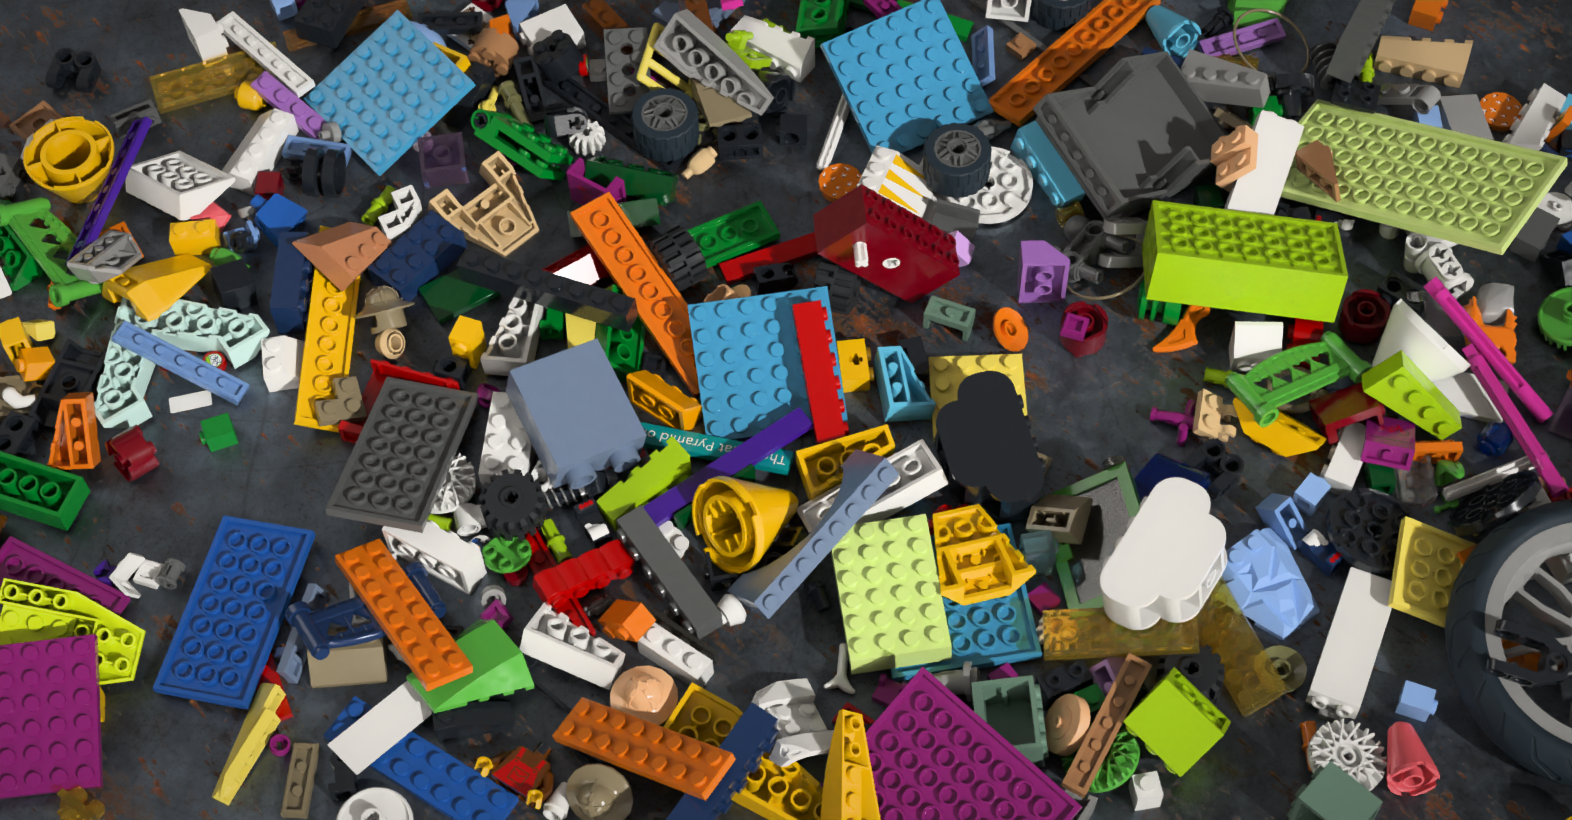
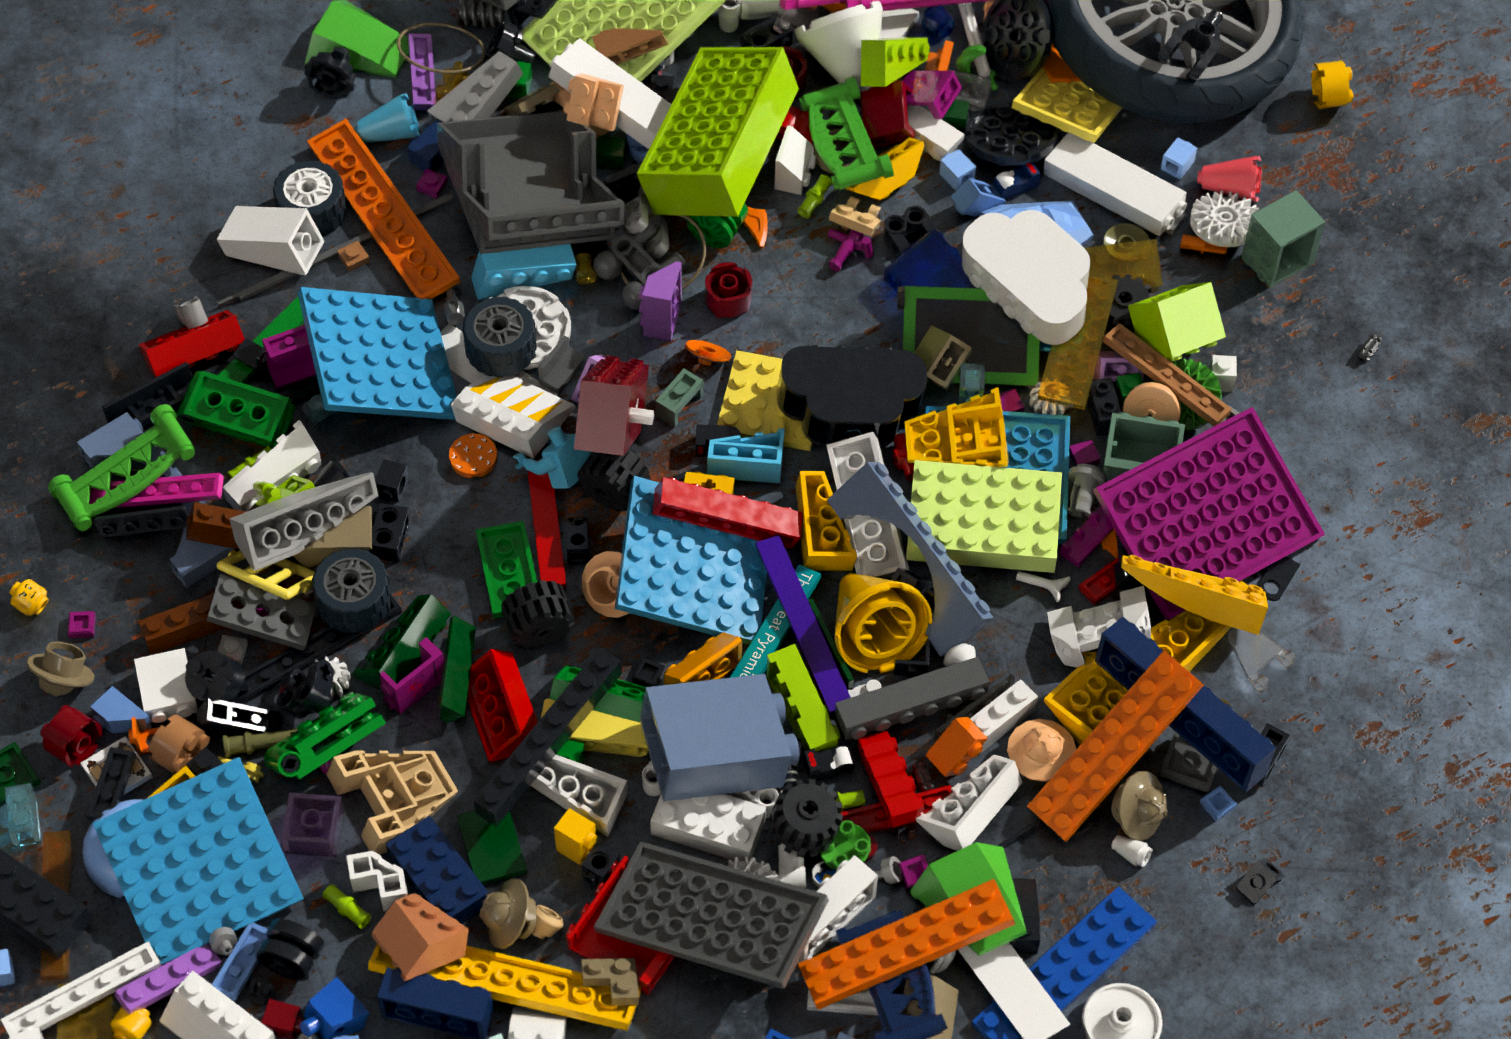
camera: 80 degrees left, 0 degrees up
(485, 391) = (638, 834): magenta tile -> none
(522, 773) = (1099, 872): torso -> none
(640, 277) = (561, 650): orange plate -> none
(700, 162) = (400, 577): tan plant -> none
(833, 134) = (398, 442): white axle -> none
(983, 55) = (350, 283): medium blue plate -> none
(1074, 327) = (736, 289): magenta tile -> none
(1220, 20) = (389, 81): black pin -> none

